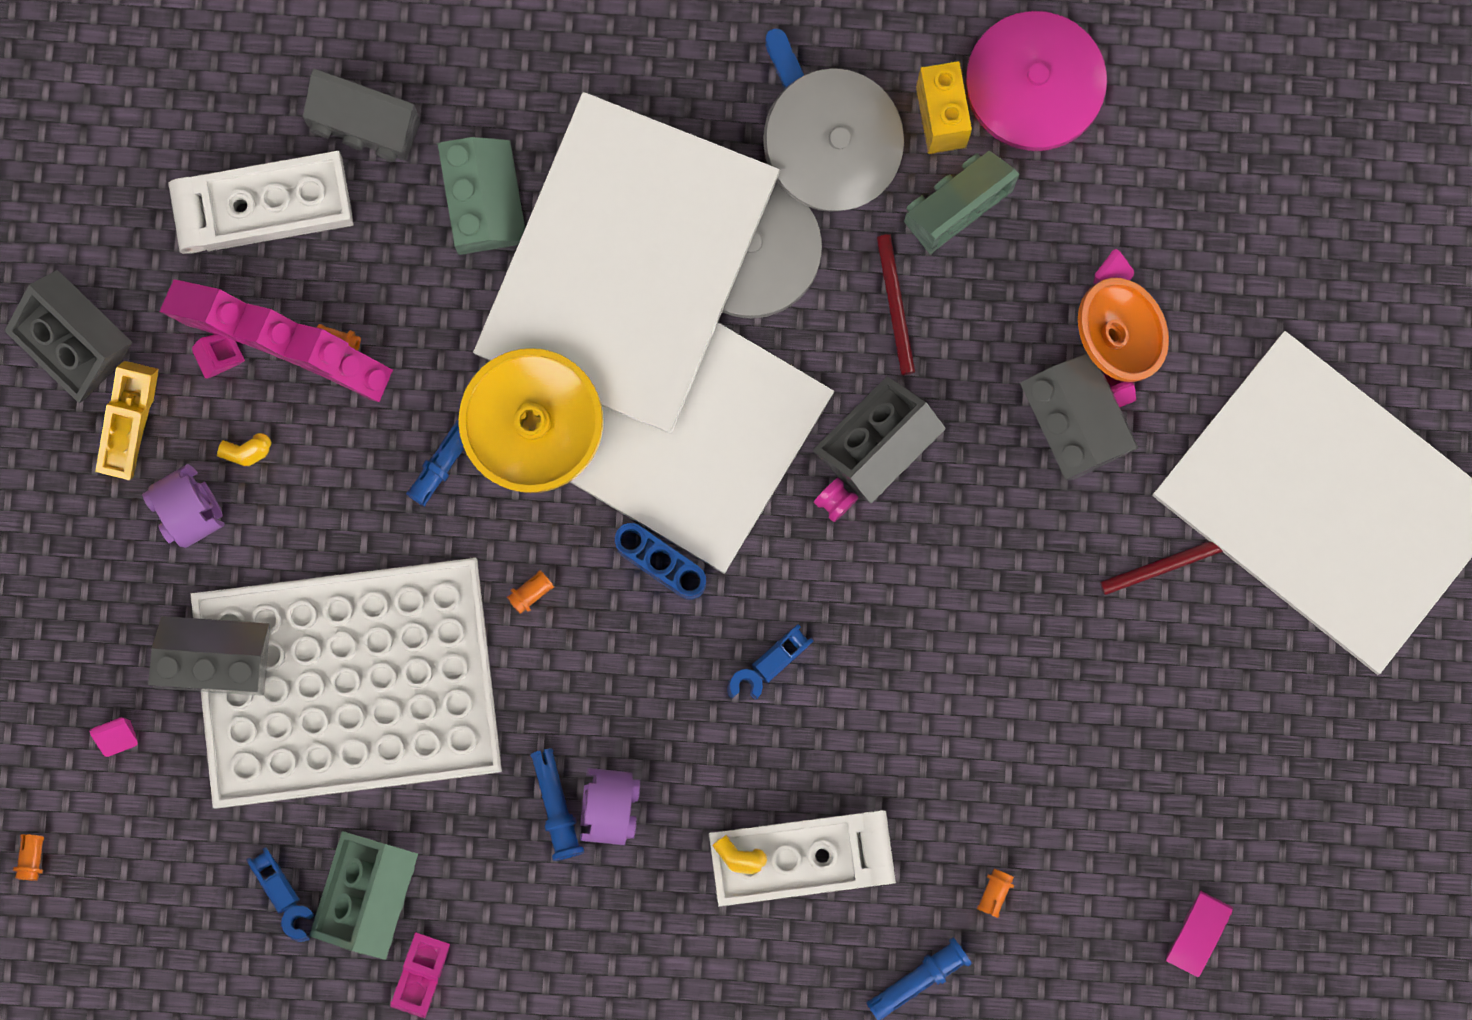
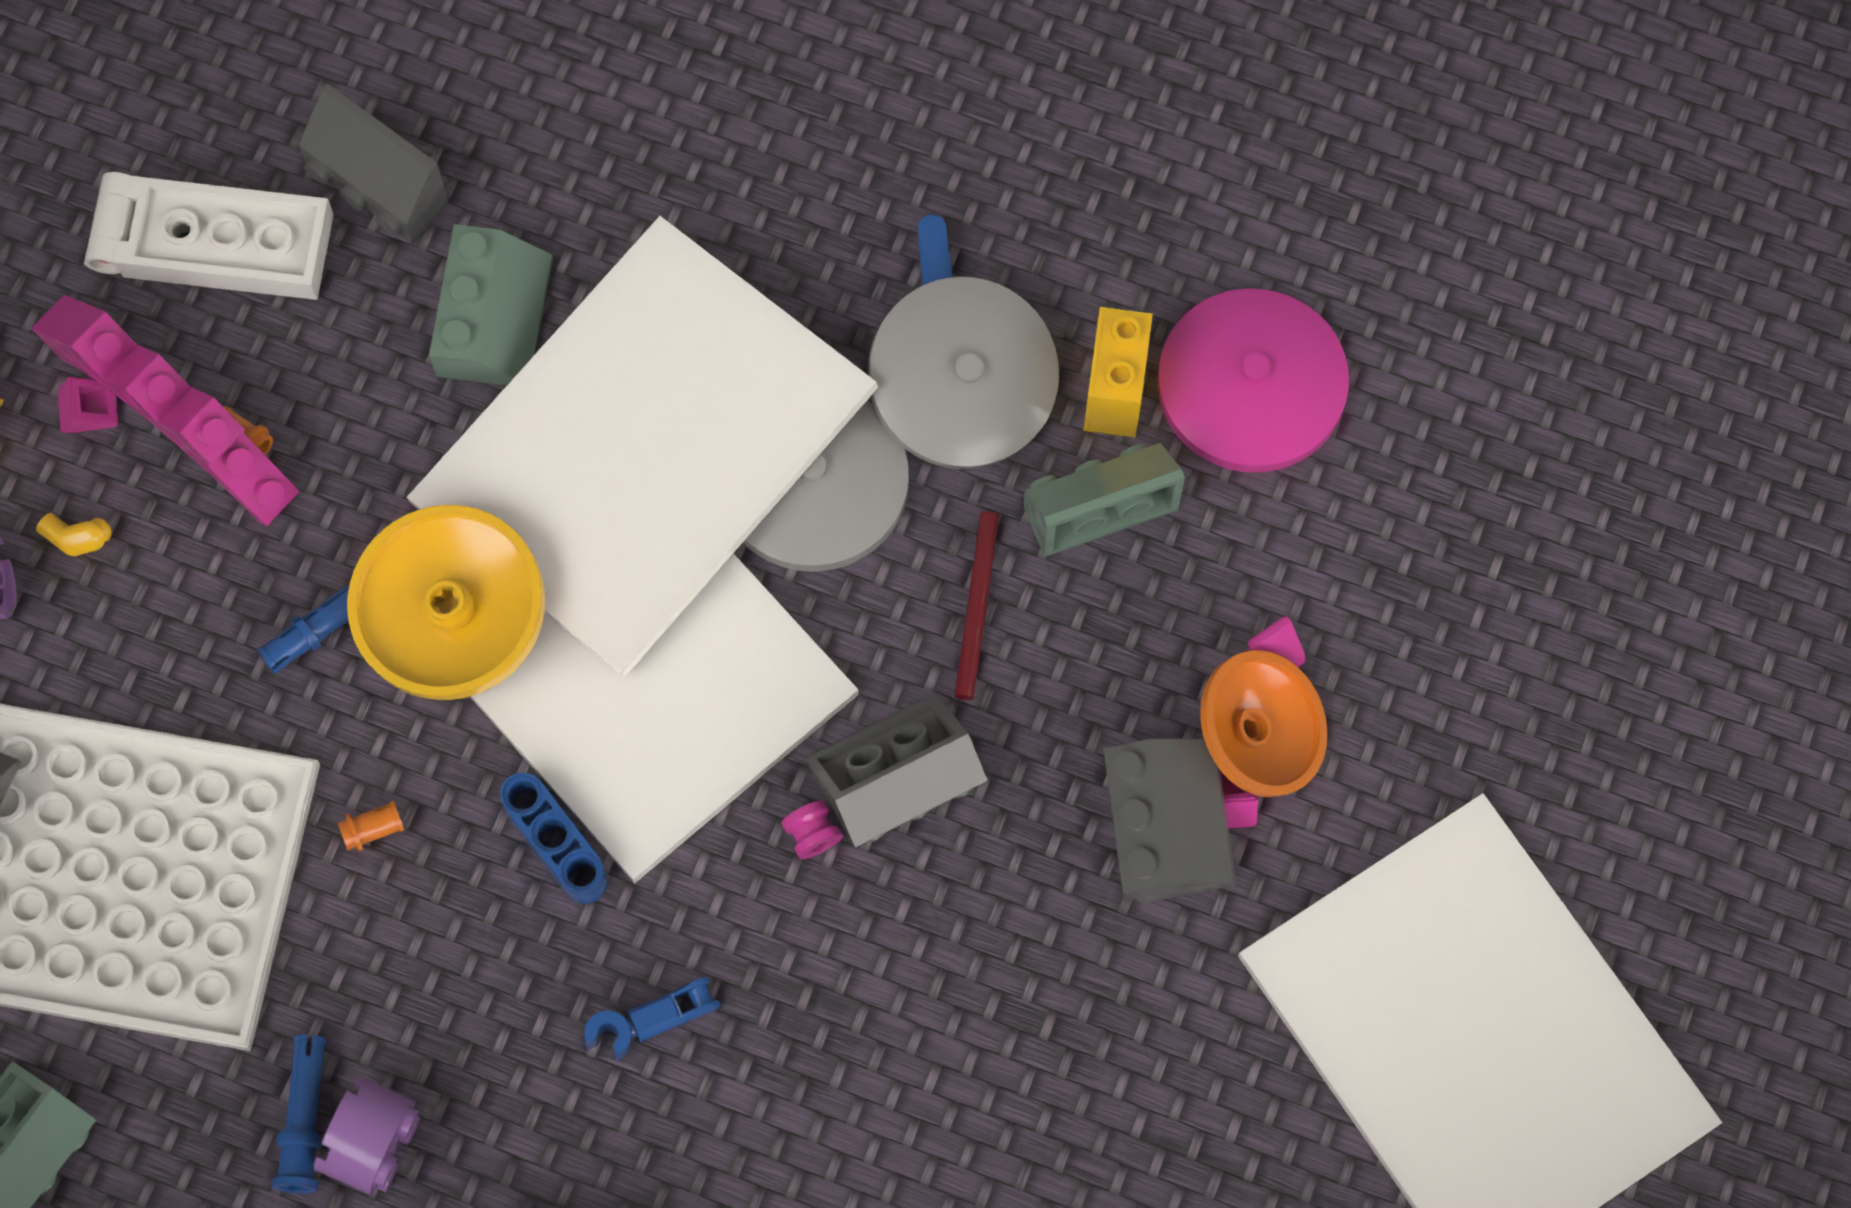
camera: 20 degrees right, 10 degrees down
(1159, 567) = (1218, 1054): dark red bar -> none

